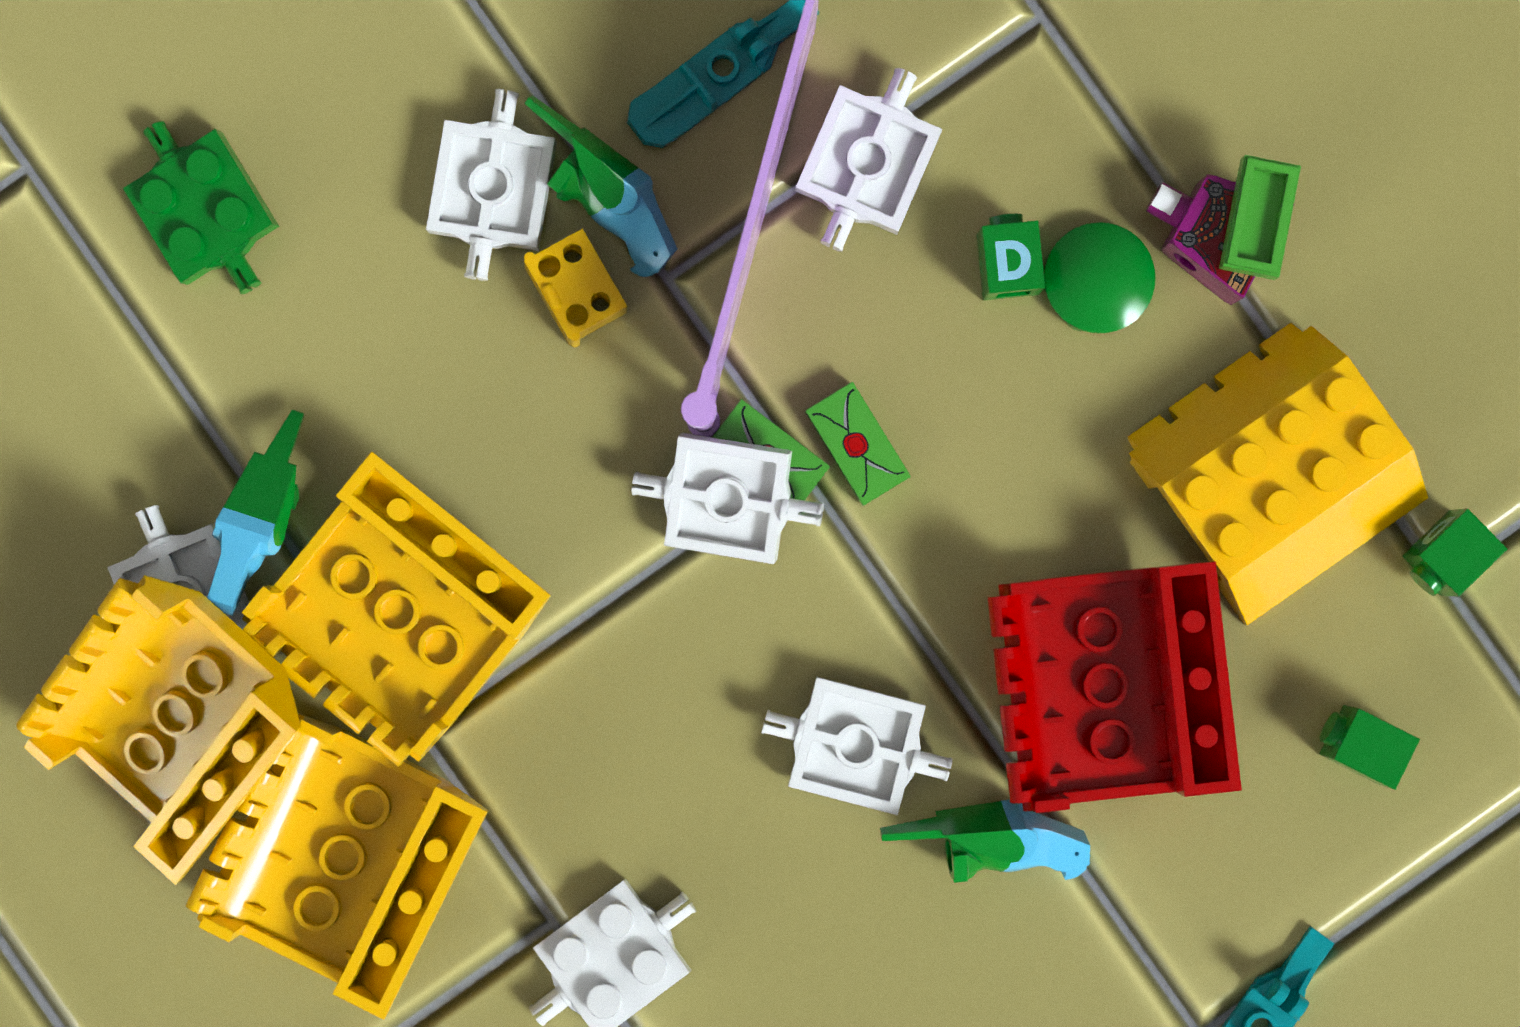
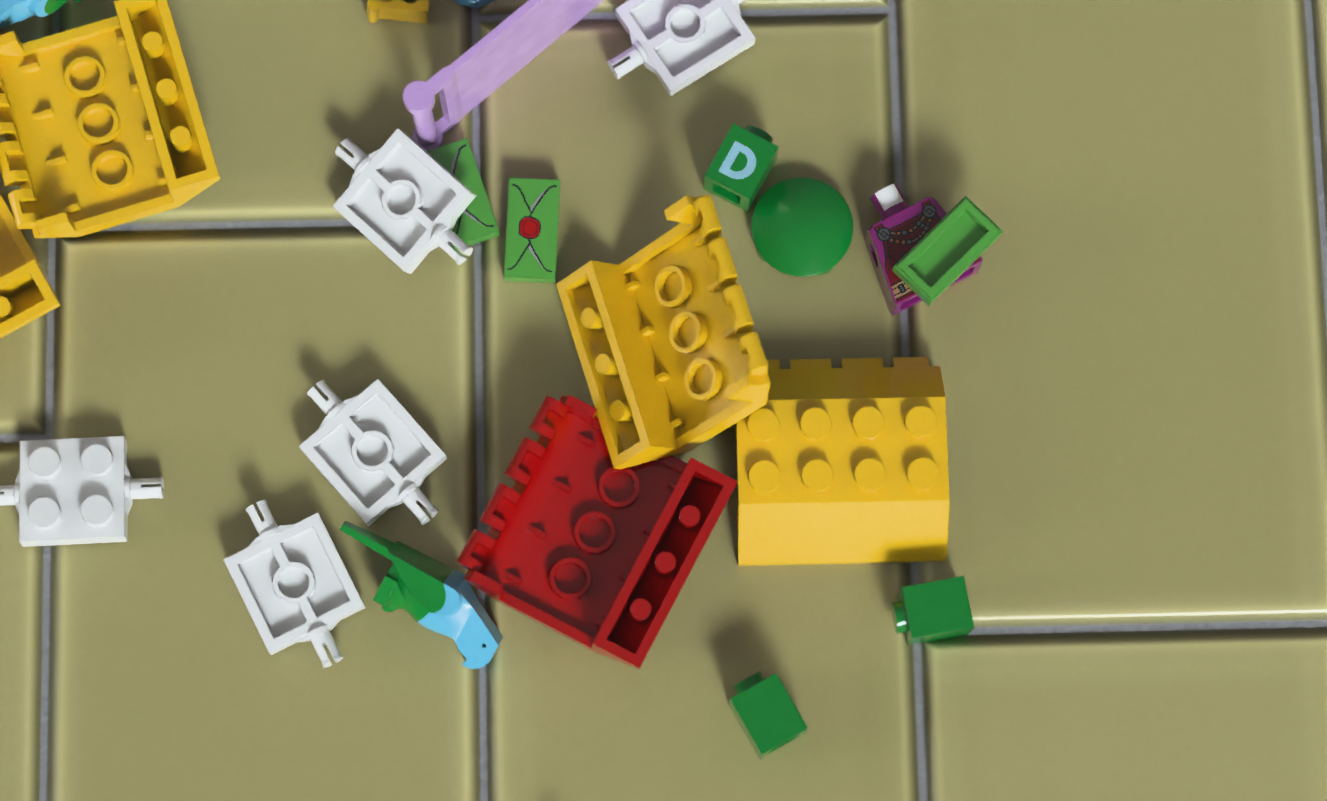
camera: 30 degrees right, 10 degrees down
(869, 910) = (294, 583): none -> white plate
(1062, 469) = (667, 340): none -> yellow slope

